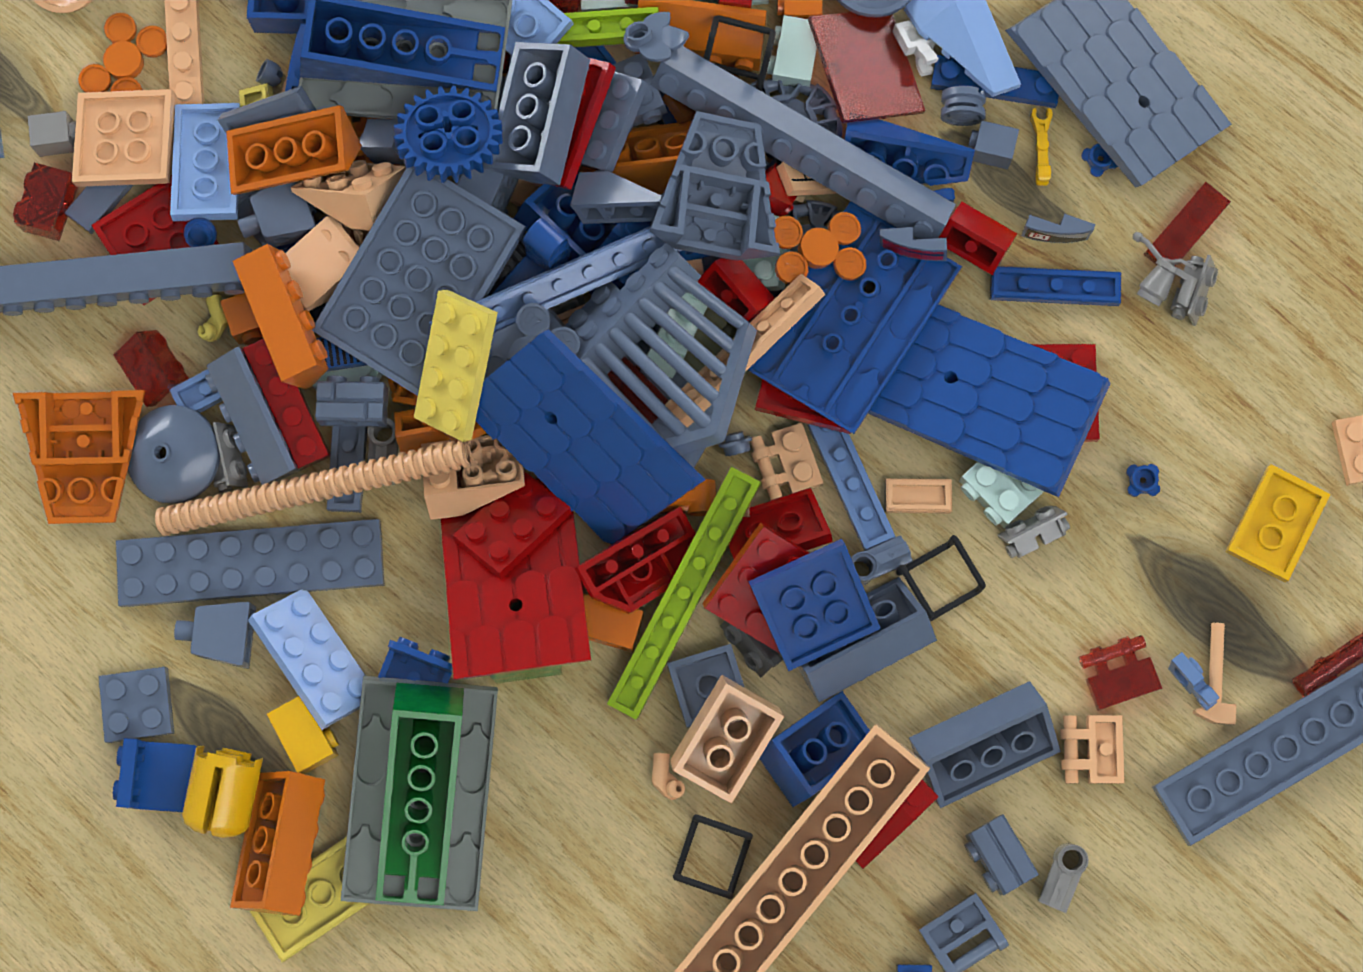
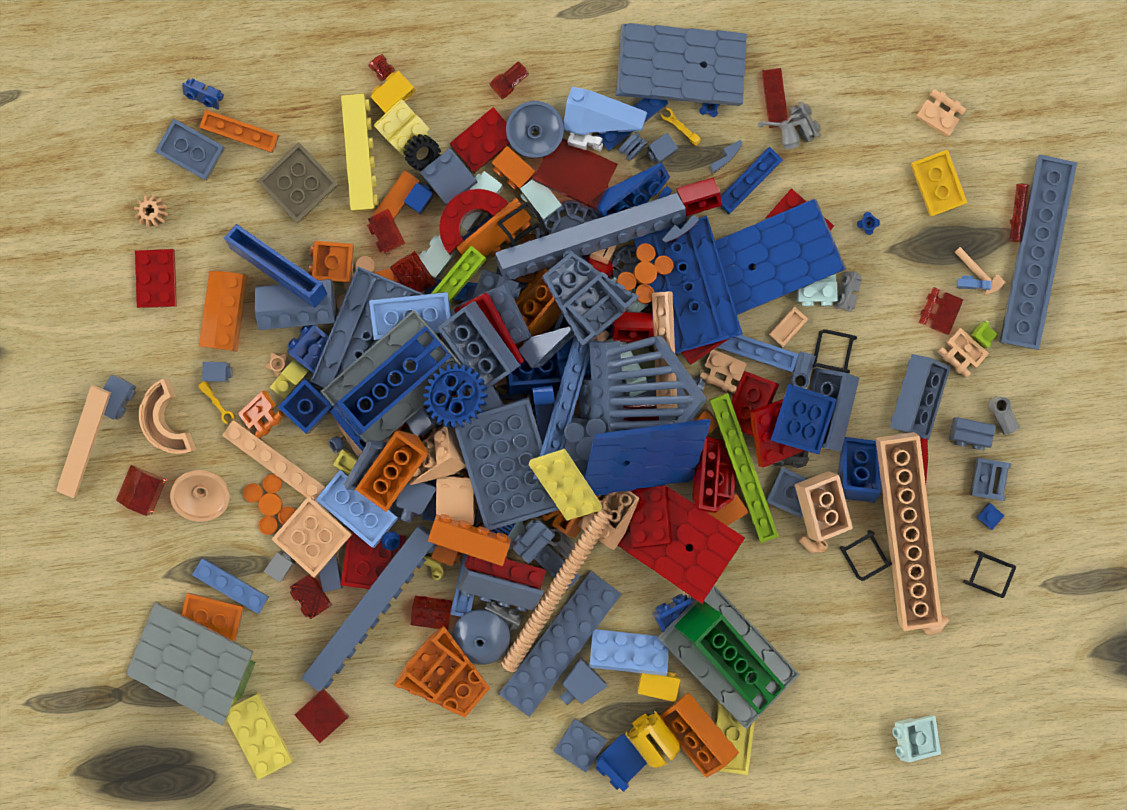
camera: 50 degrees left, 10 degrees up
(655, 37) = (489, 258): sand blue plate -> none
(1141, 755) = (983, 334): none -> lime panel

